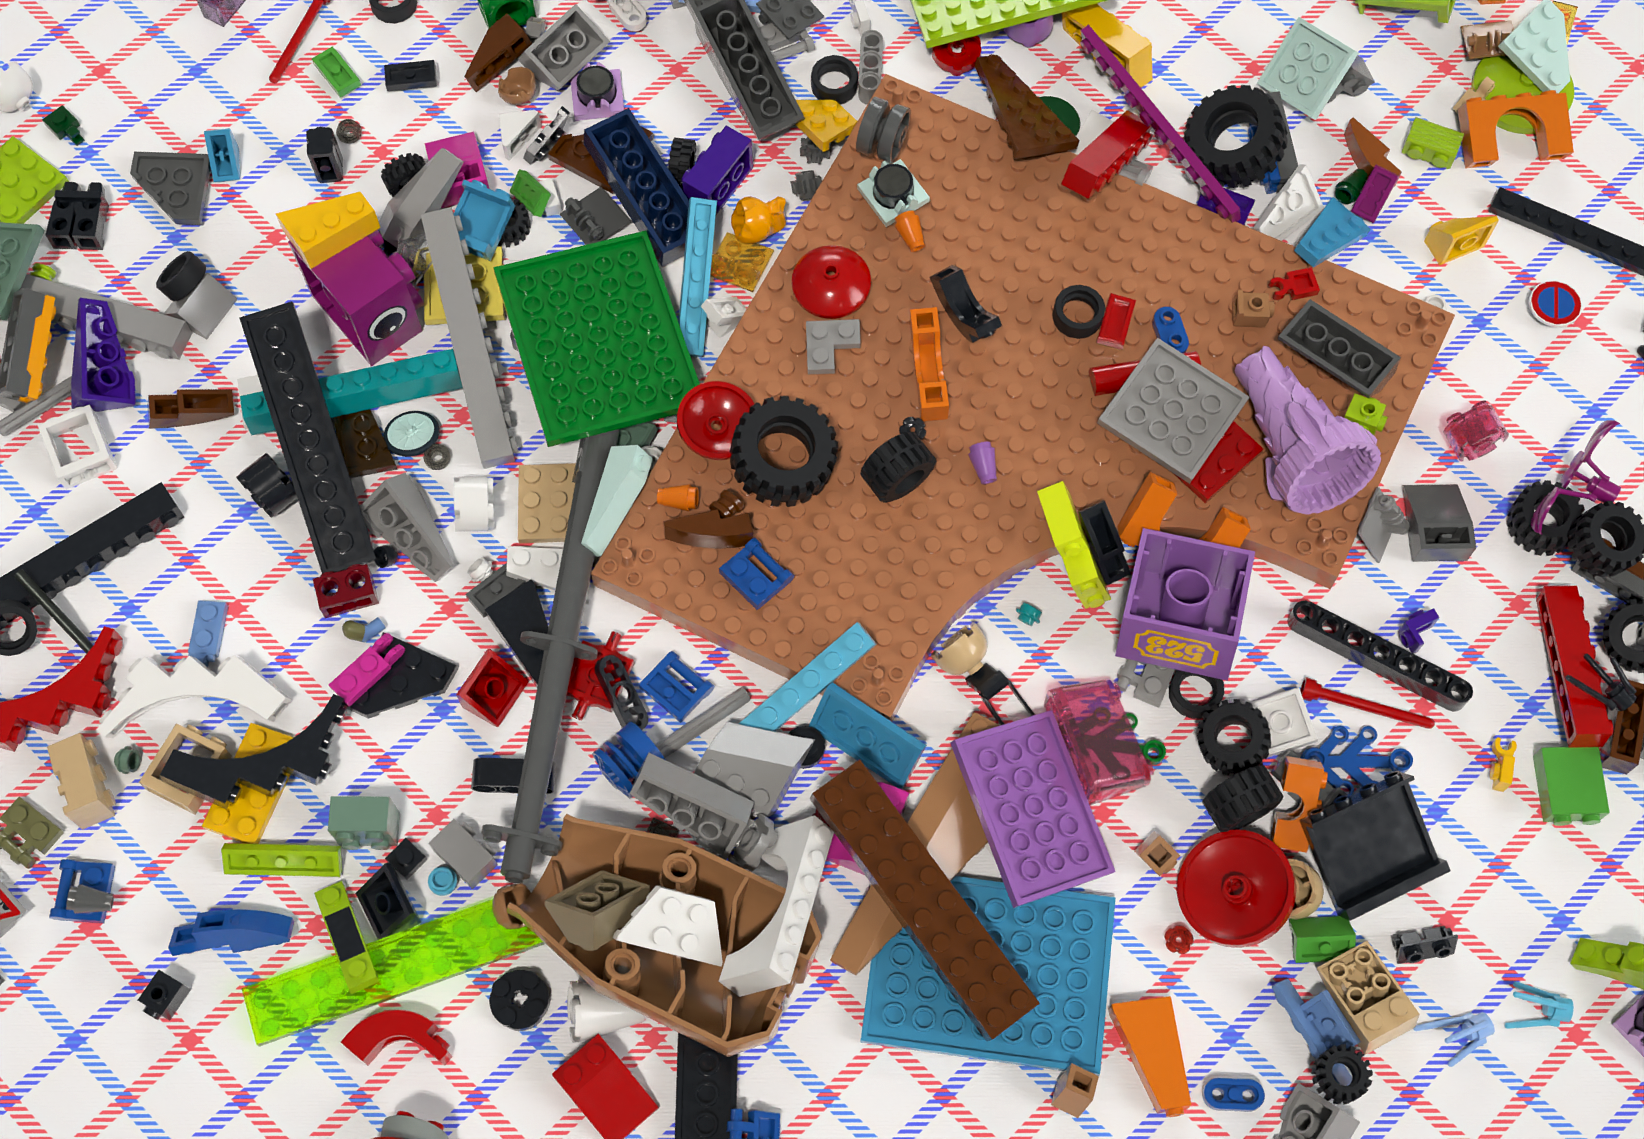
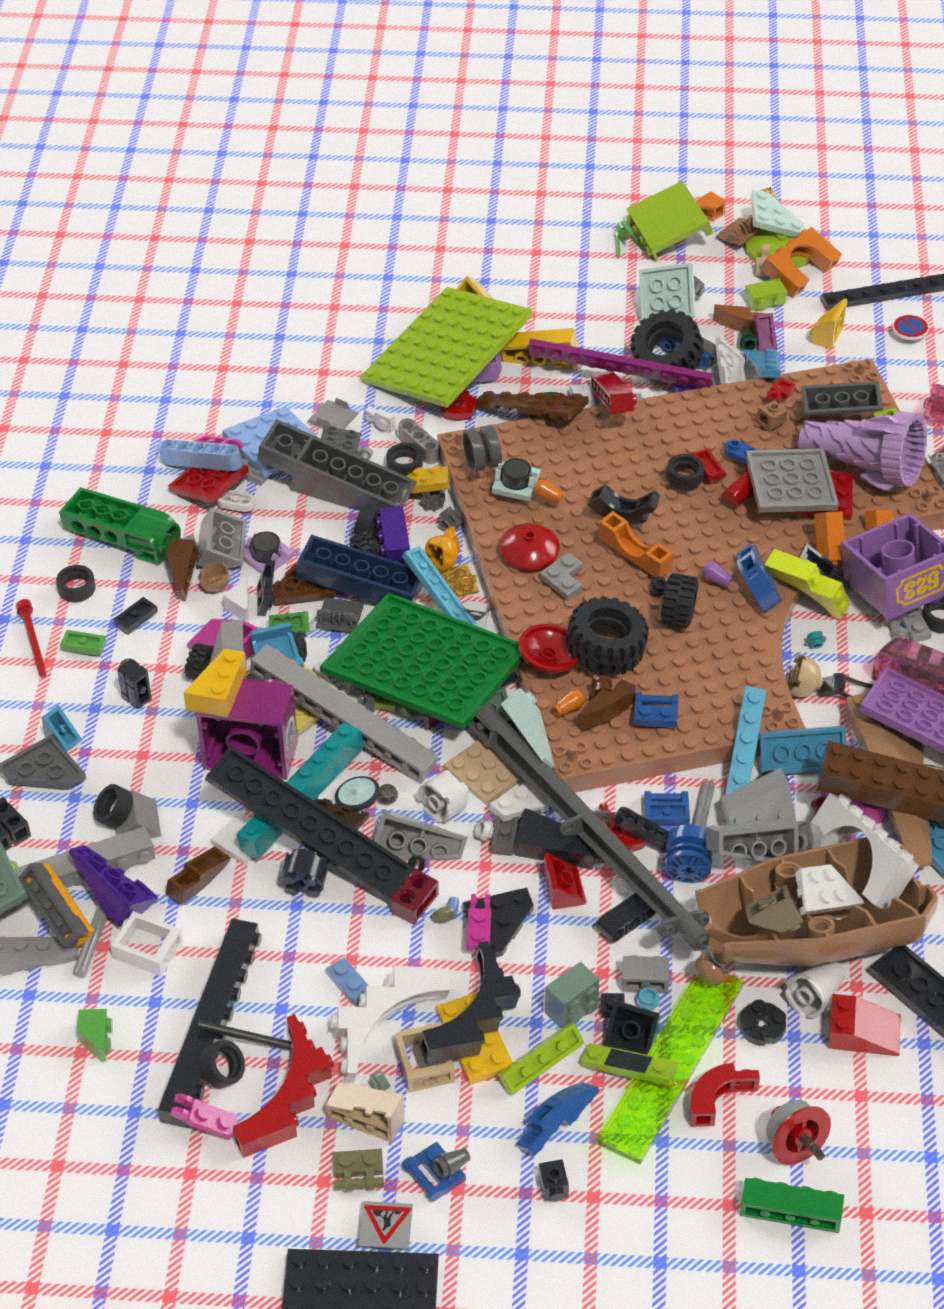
camera: 40 degrees left, 20 degrees down
(711, 123) = (367, 520): none -> black tyre
(1014, 501) = (757, 577): none -> blue slope

